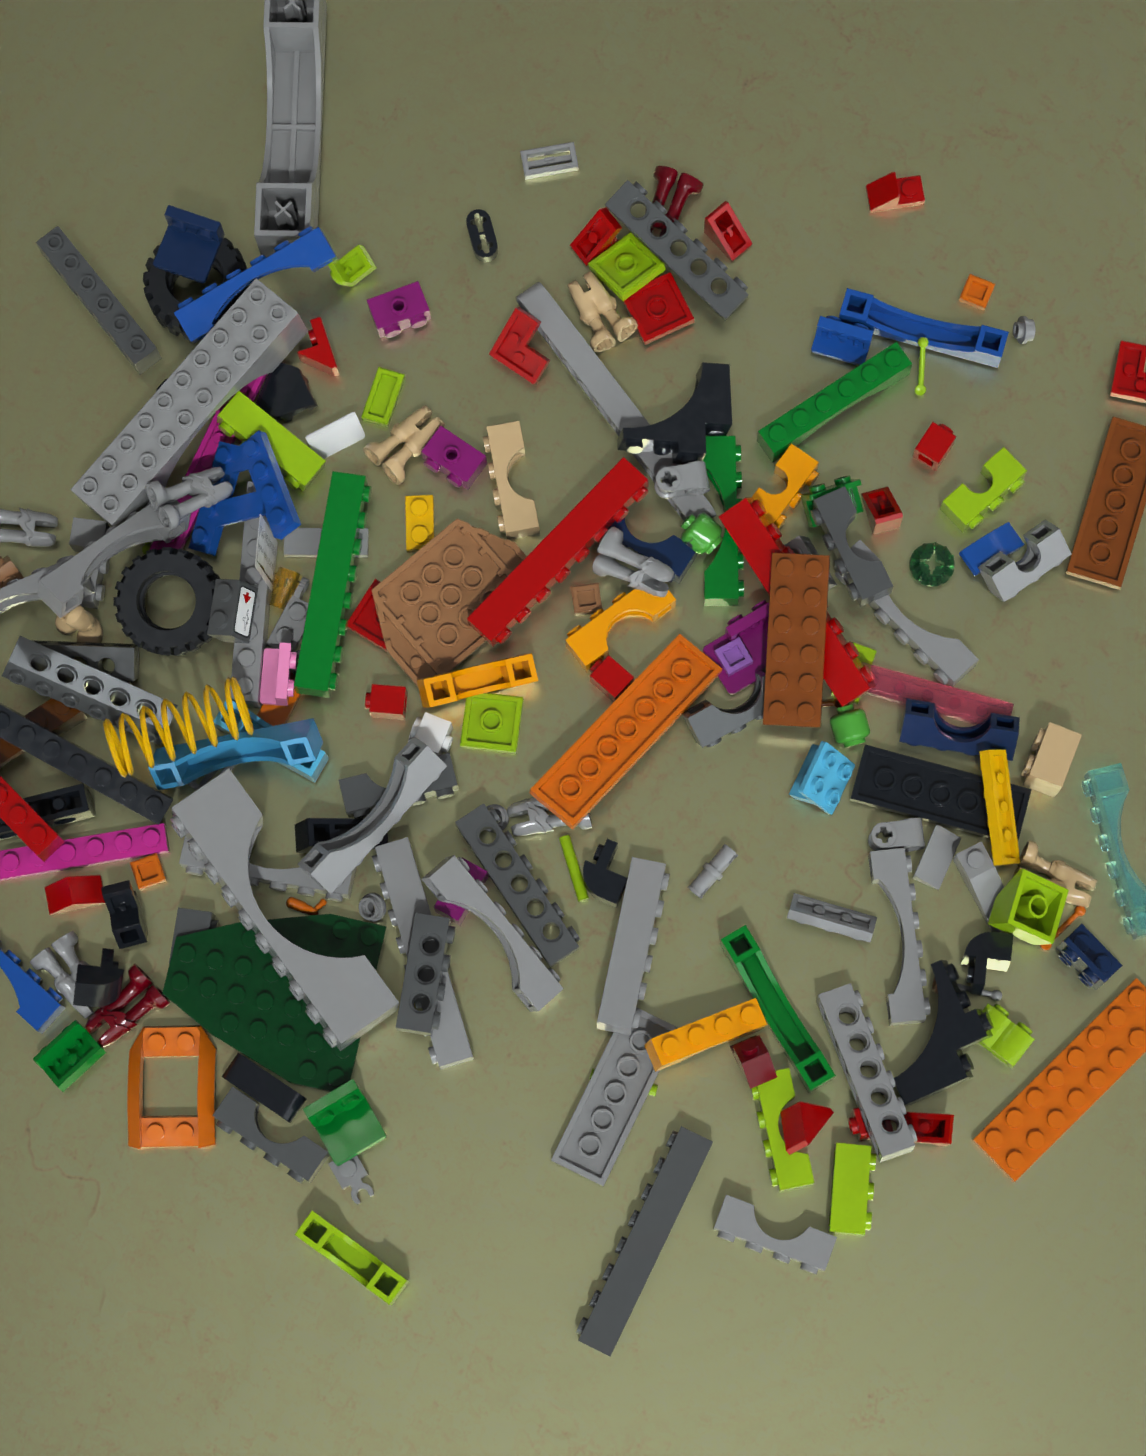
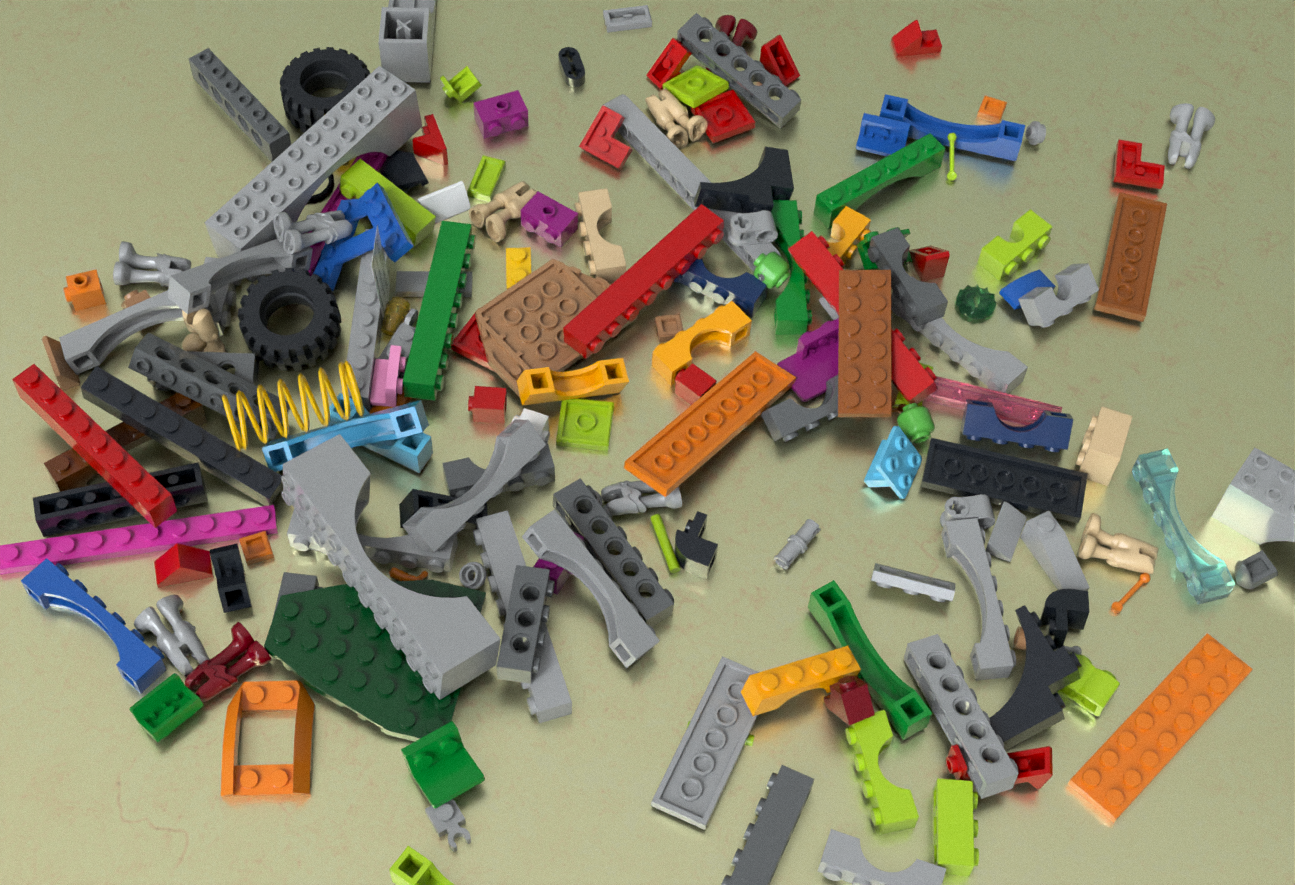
camera: 10 degrees left, 20 degrees down
(98, 984) = (200, 635): black brick -> none
(189, 244) = (323, 48): dark blue bracket -> none
(201, 315) = (423, 50): blue arch -> none
(232, 611) = (347, 319): dark grey brick -> none
(241, 1114) = (396, 801): dark grey arch -> none
(264, 1087) = (361, 737): black beam -> none
(631, 946) = (723, 606): light grey brick -> none
(650, 572) = (718, 301): light grey piece -> none
(733, 656) = (805, 368): medium lavender tile -> none
(802, 1123) = (901, 758): red slope -> none
(934, 445) = (968, 213): red brick -> none
(999, 807) = (1063, 486): yellow plate -> none
(1029, 908) = (1100, 567): lime slope -> none
(1088, 957) = (1158, 616): dark blue bracket -> none

